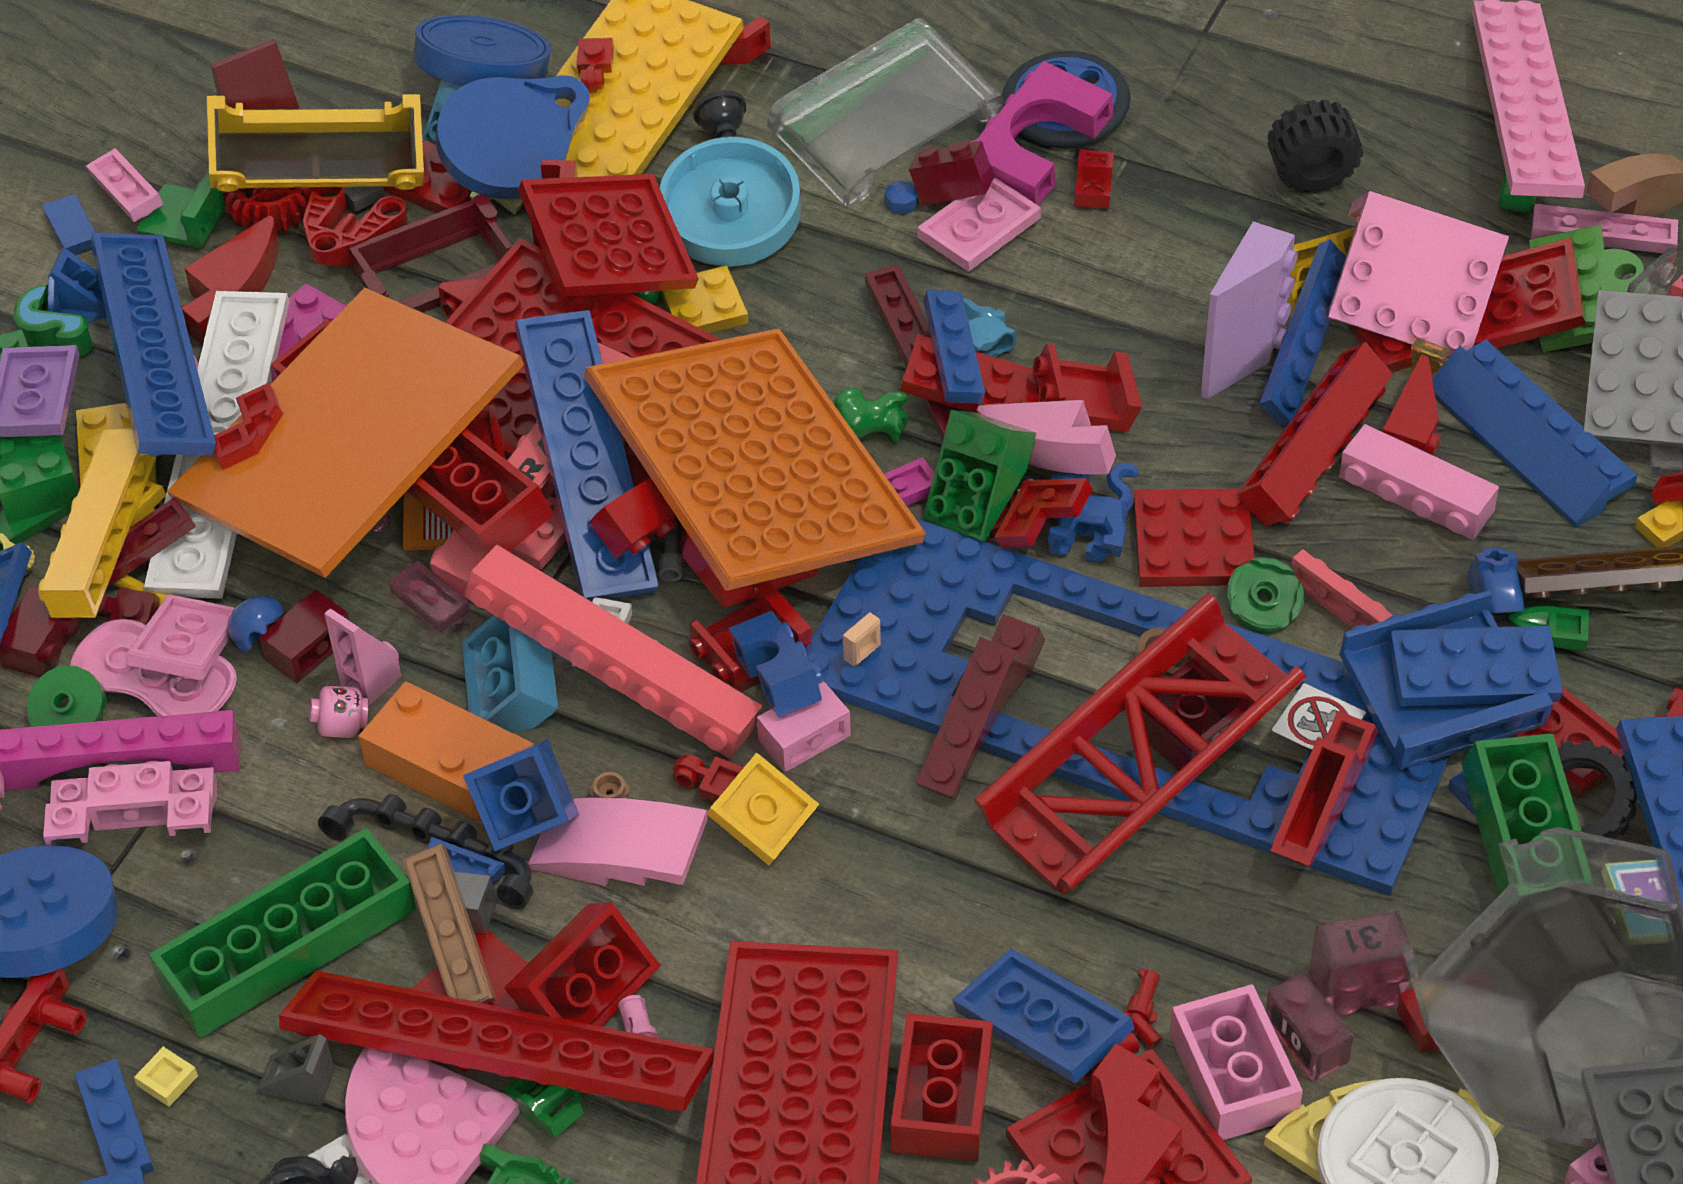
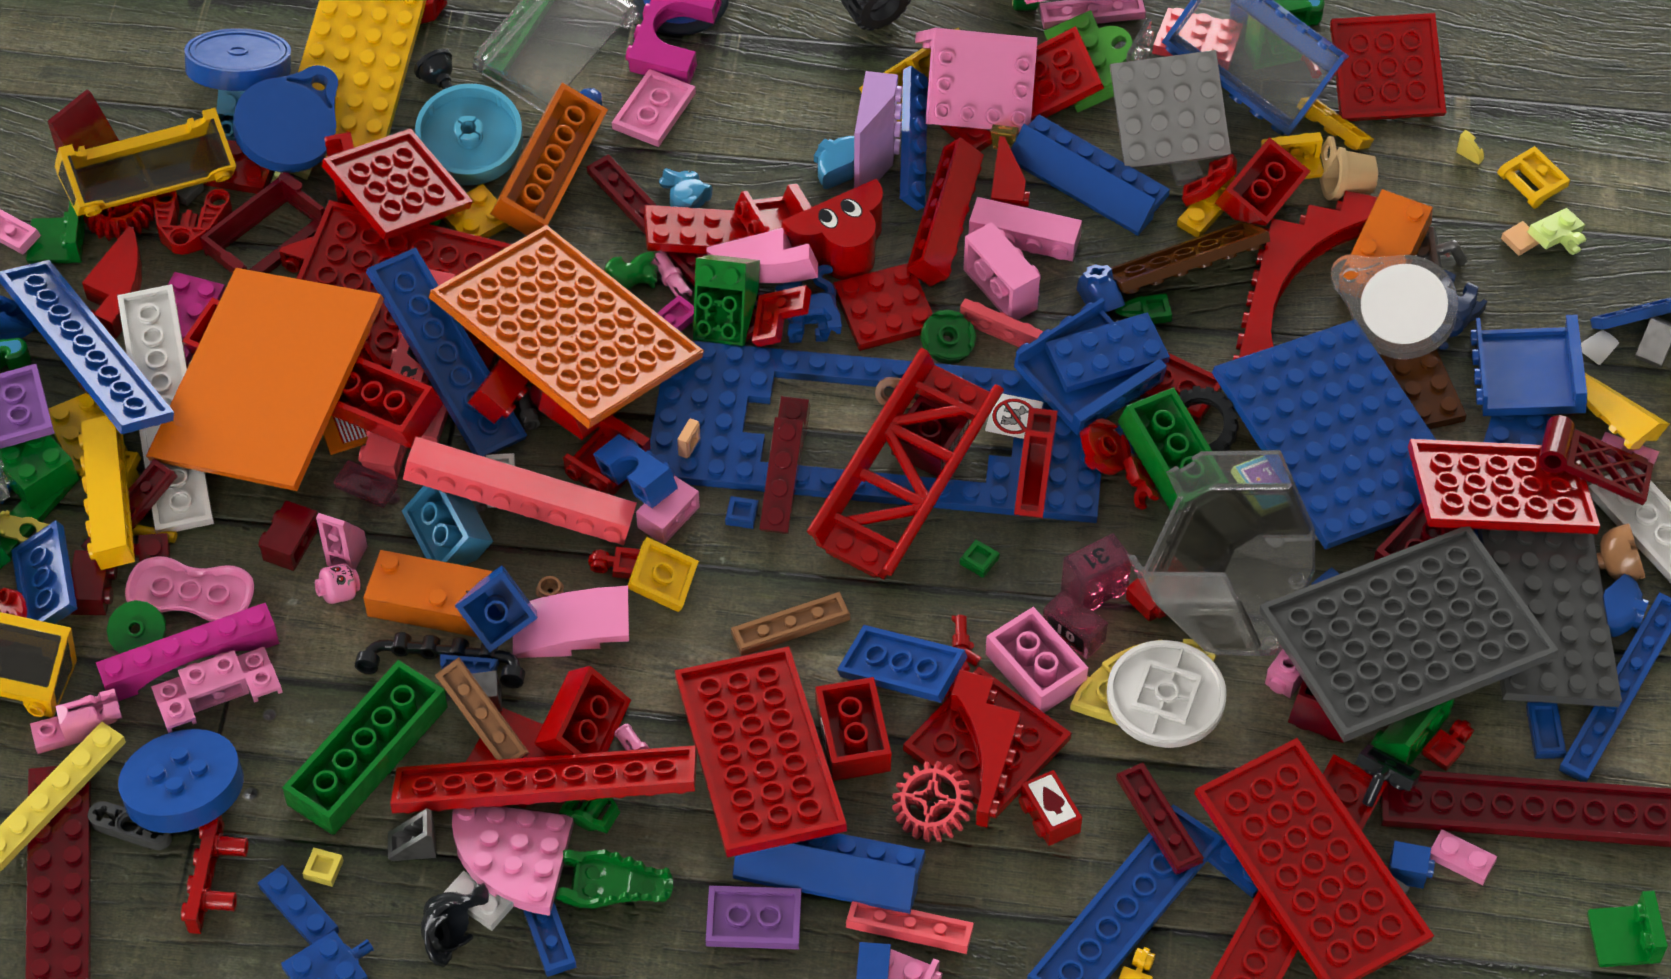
camera: 20 degrees left, 5 degrees up
(182, 638) = (203, 559): bright pink tile -> none
(251, 620) = (247, 533): blue hair -> none
(260, 416) = (194, 401): red tile -> none
(594, 60) = (328, 48): red plate -> none
(816, 253) = (549, 161): none -> orange brick
(903, 756) = (741, 512): none -> blue tile
(914, 921) = (790, 623): none -> medium nougat tile
(922, 430) = (671, 275): none -> bright pink pin
(951, 172) = (623, 75): dark red brick -> none
(953, 346) = (675, 208): blue plate -> none
(1094, 179) = (723, 54): red slope -> none
(1165, 424) = (841, 230): none -> red brick
(1185, 340) = (835, 161): none -> dark azure piece
(1207, 901) = (979, 558): none -> green tile
(1365, 527) = (1001, 271): none -> bright pink brick
(1415, 797) = (1096, 439): none -> red plate
(1469, 848) = (1139, 478): none -> red plate

